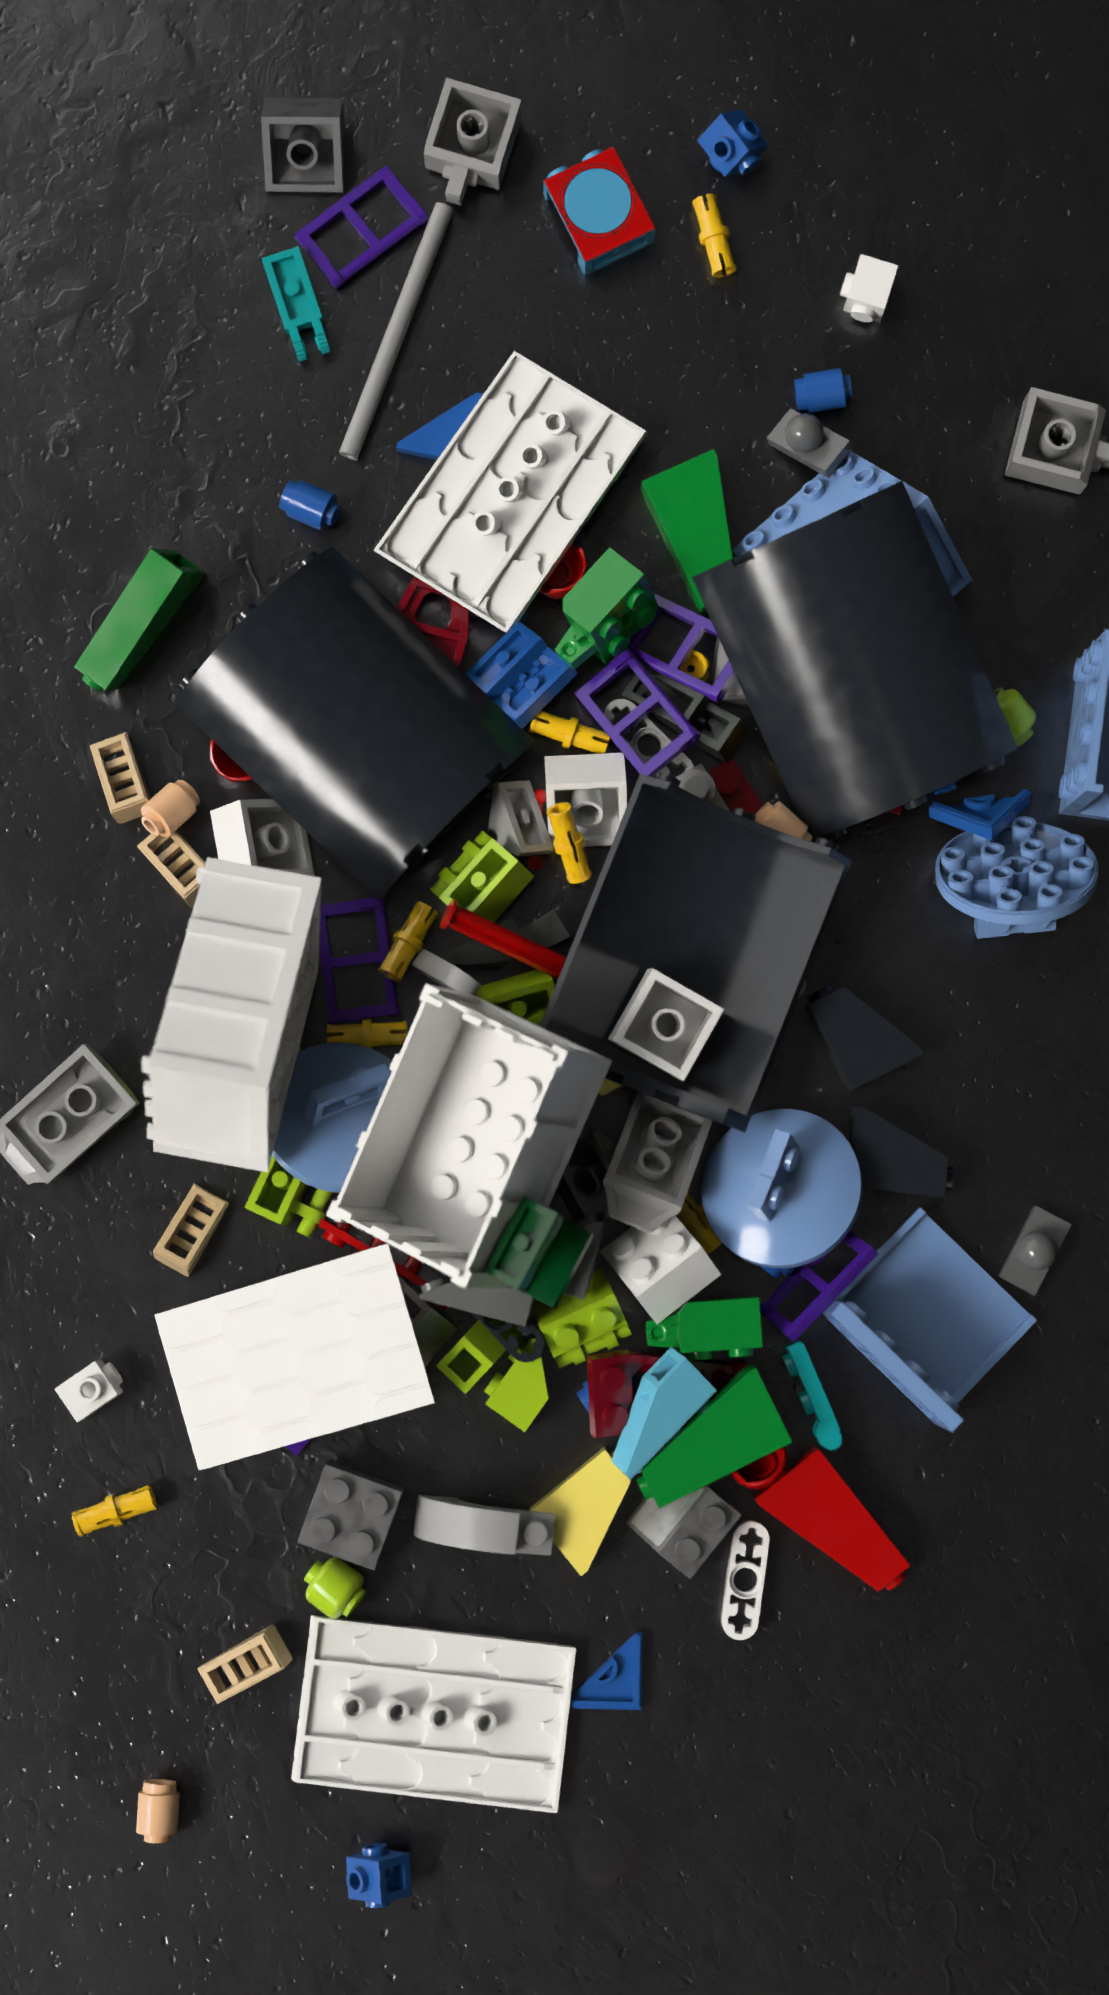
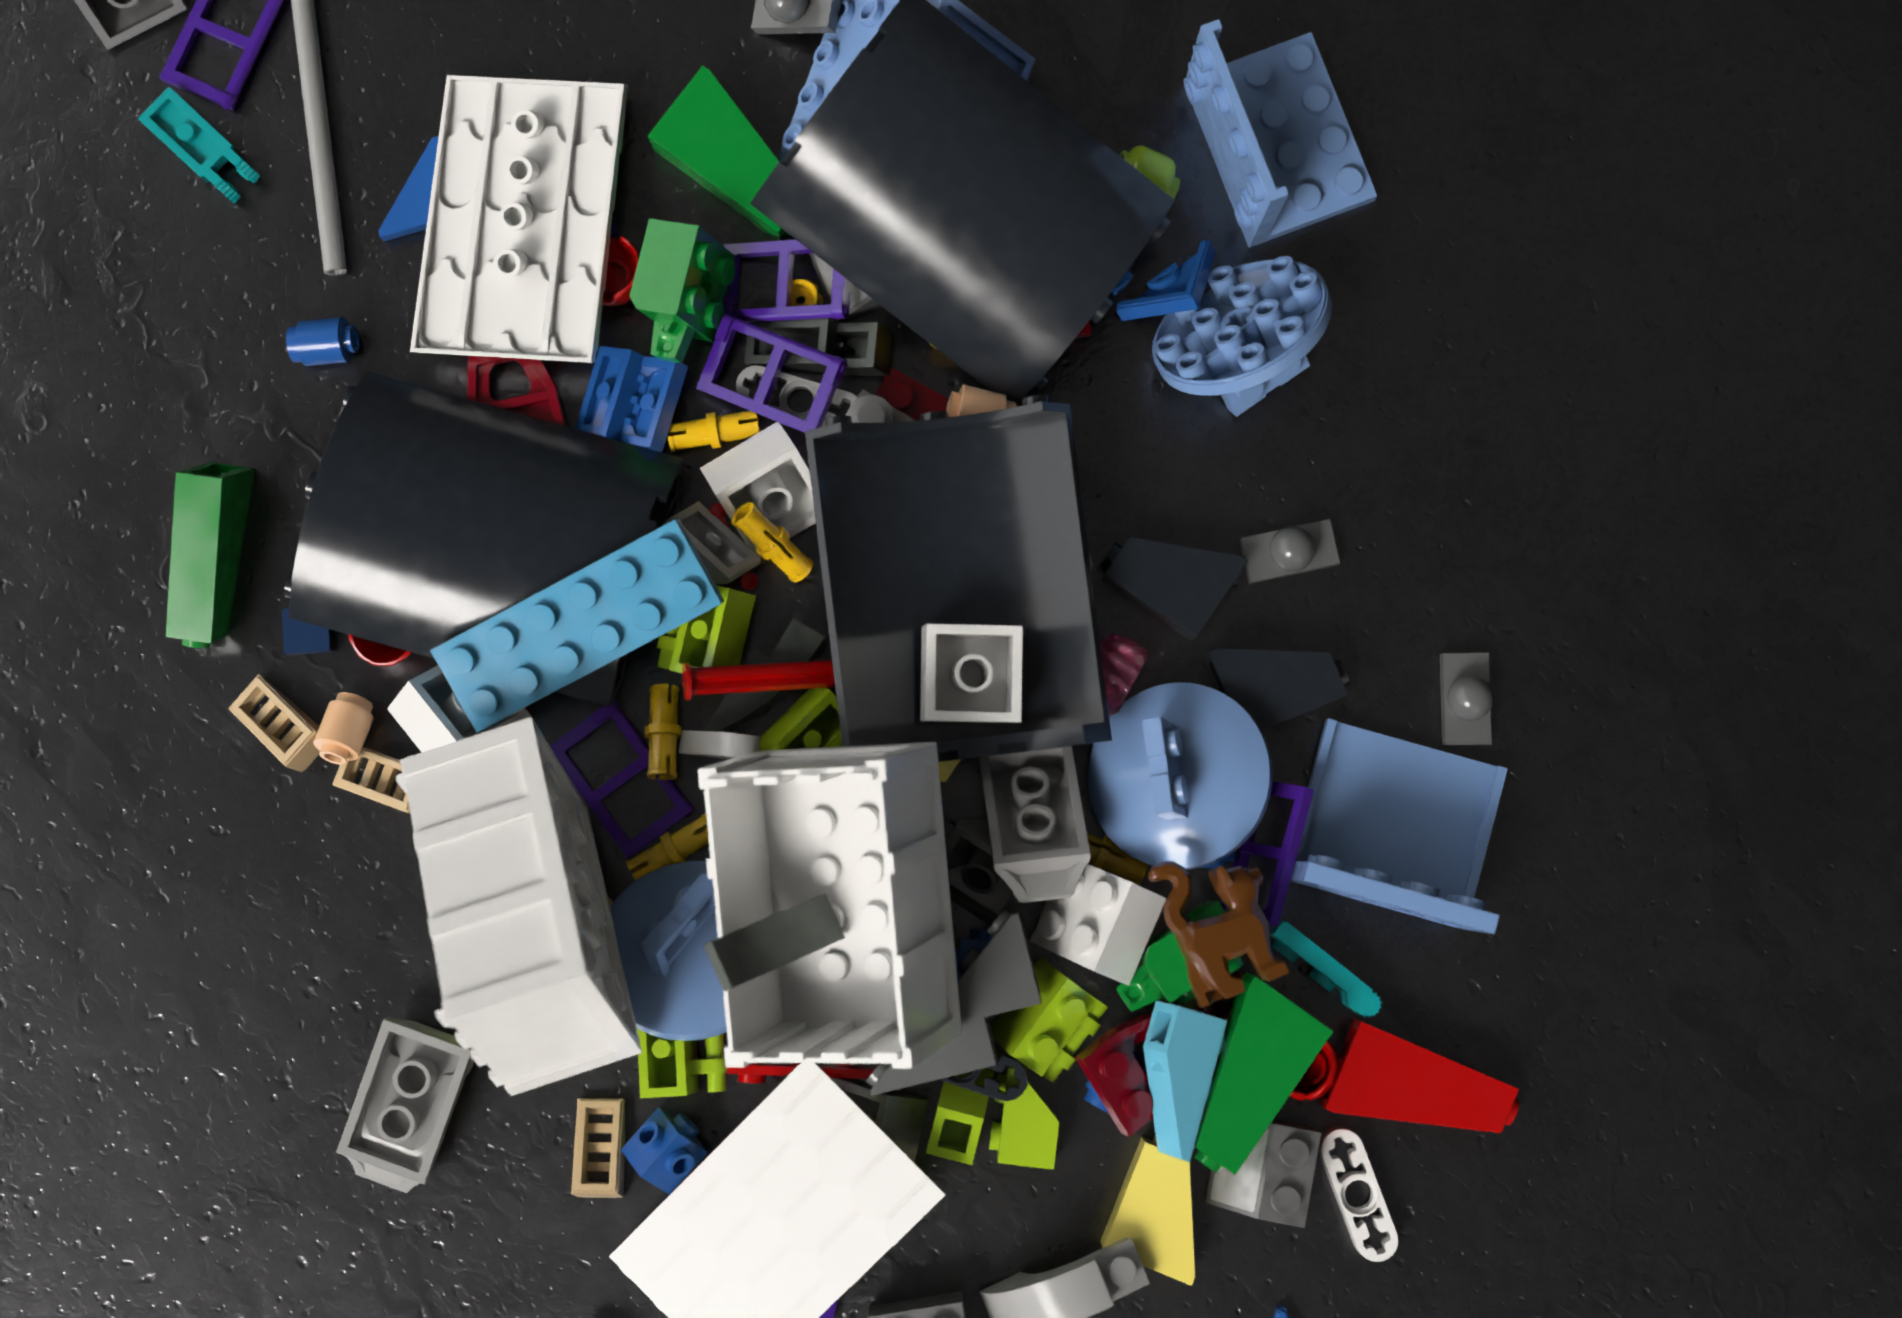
camera: 25 degrees left, 0 degrees up
(175, 722) = (304, 637): none -> dark blue tile
(240, 1257) = (665, 1149): none -> blue brick
(389, 827) = (577, 625): none -> dark azure plate
(412, 1142) = (774, 942): none -> pearl dark grey slope
(539, 1252) = (968, 984): dark green panel -> none
(744, 1324) = (1216, 940): none -> reddish brown animal
(783, 1082) = (1121, 668): none -> clear pink gear
(961, 1064) = (1289, 551): none -> dark grey tile

